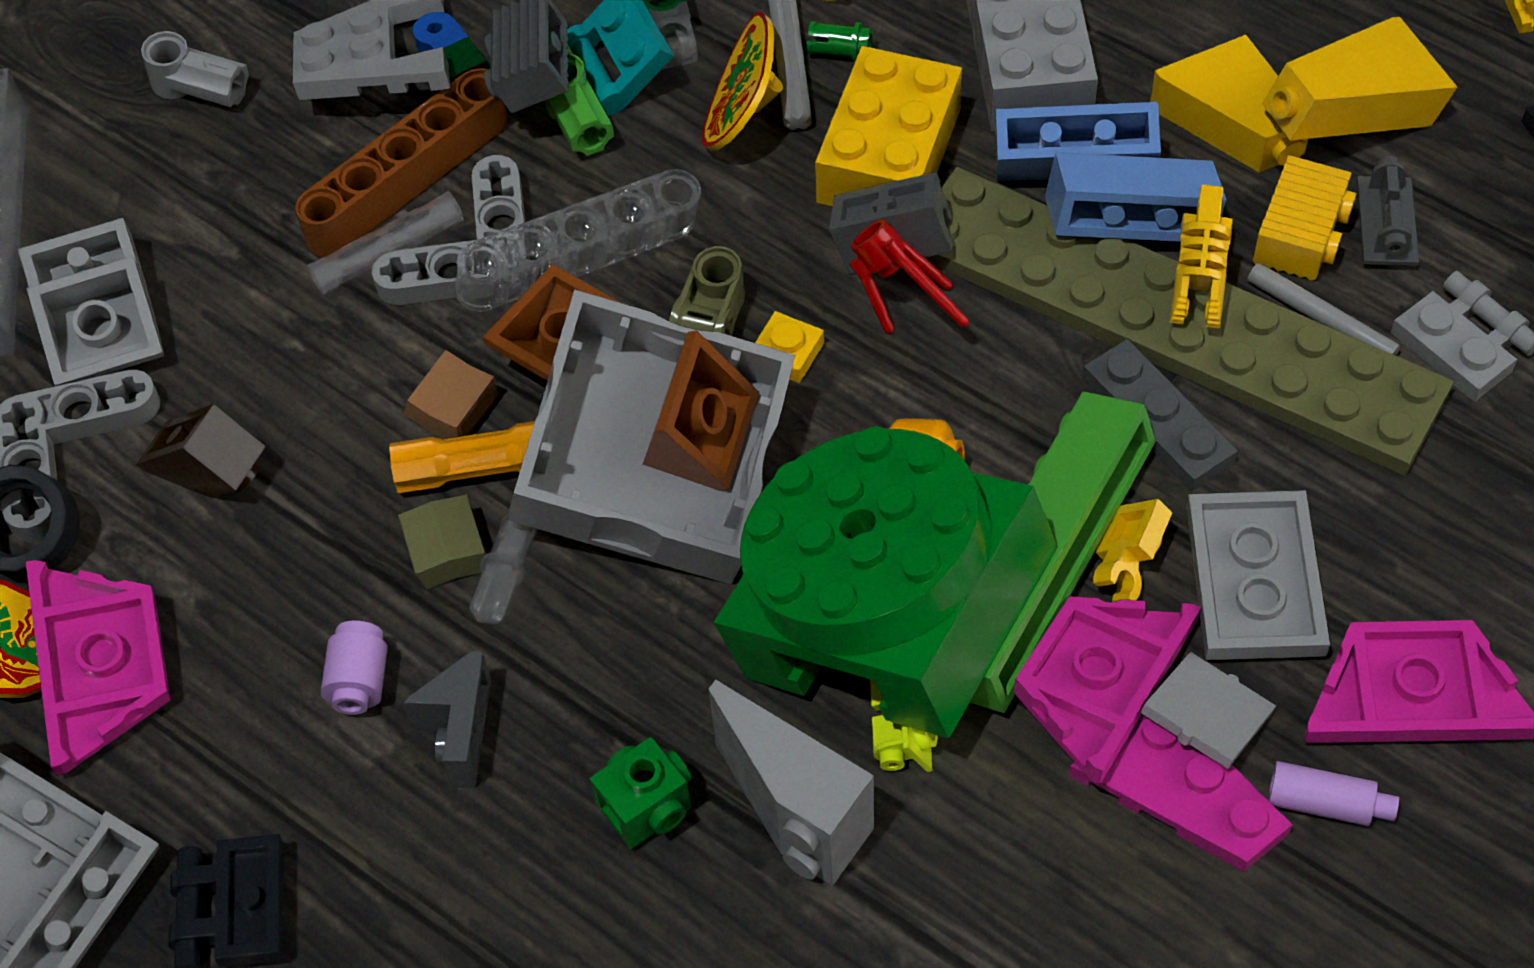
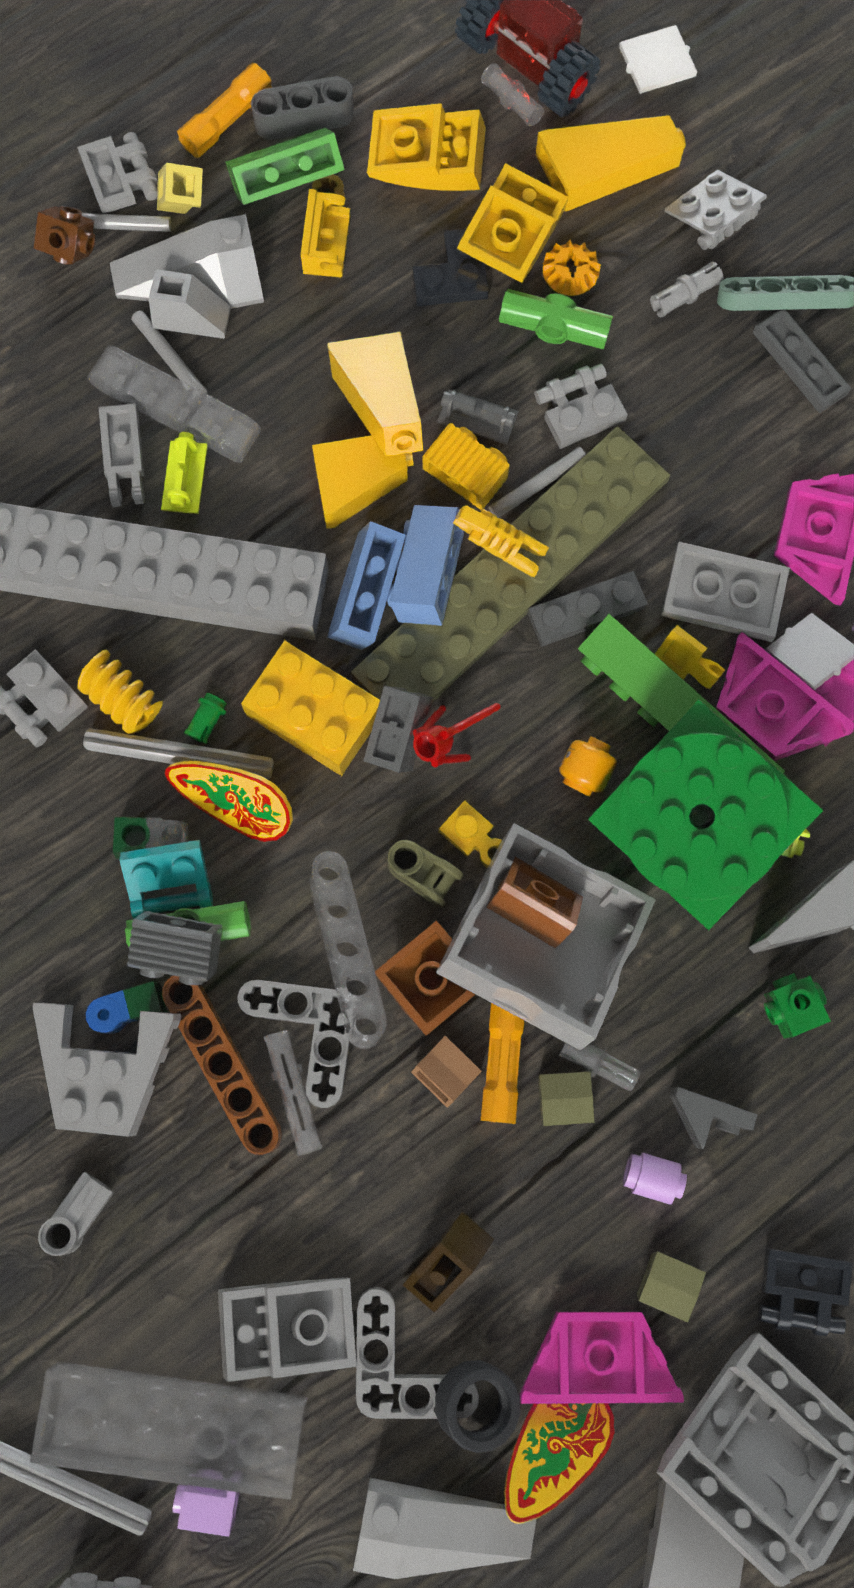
camera: 80 degrees left, 20 degrees up
(208, 725) = (670, 1286): none -> olive piece

